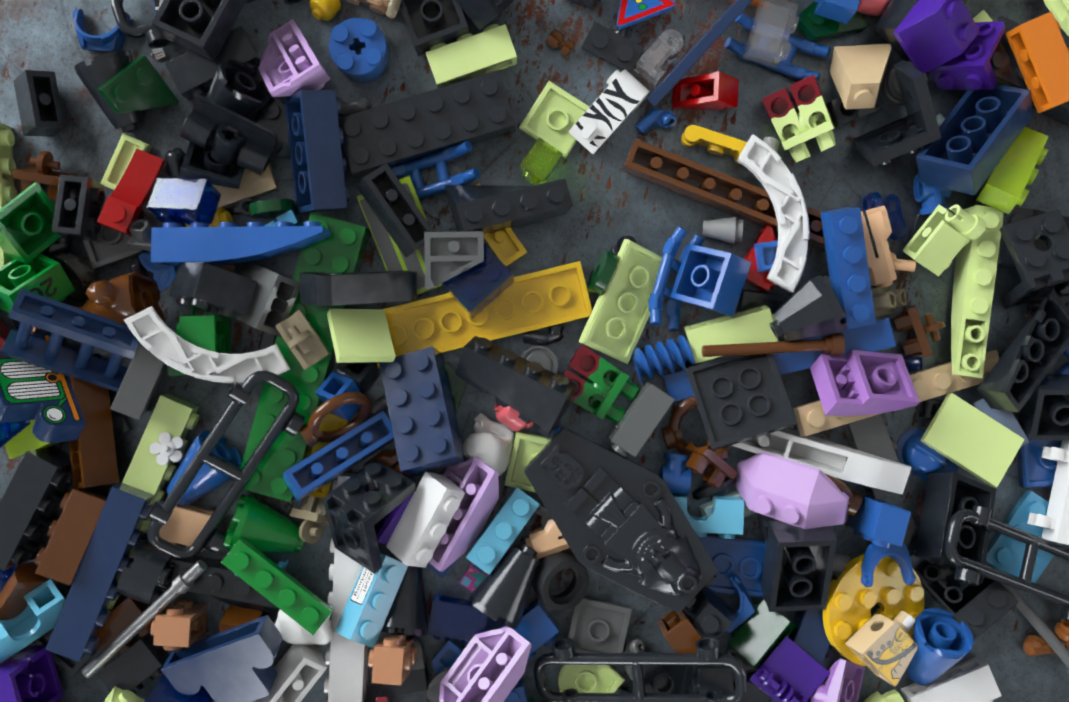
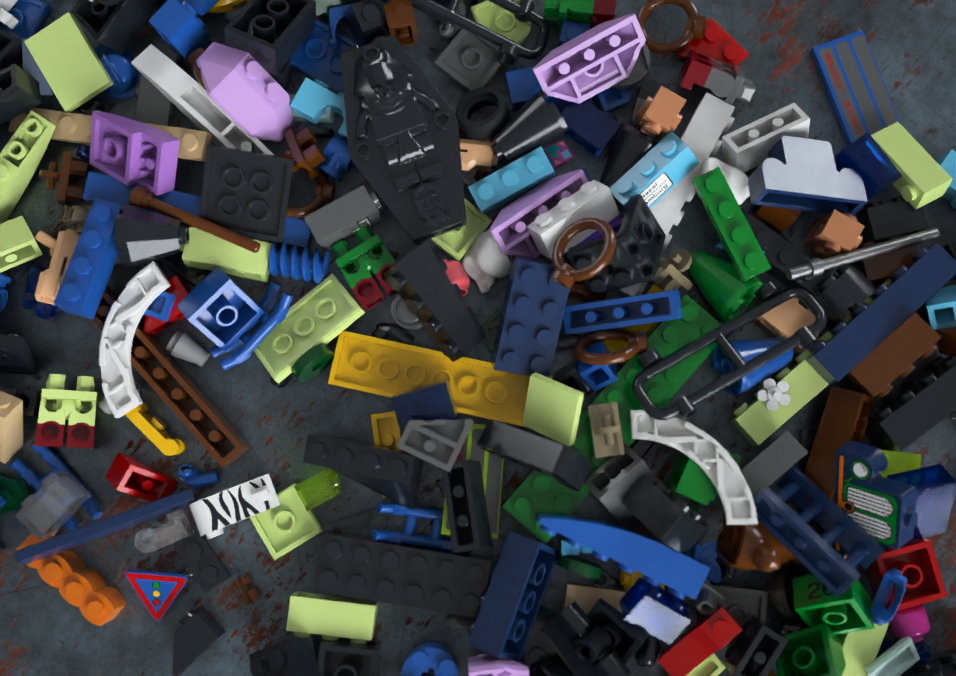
camera: 155 degrees left, 5 degrees down
(402, 462) = (567, 275): none -> reddish brown piece

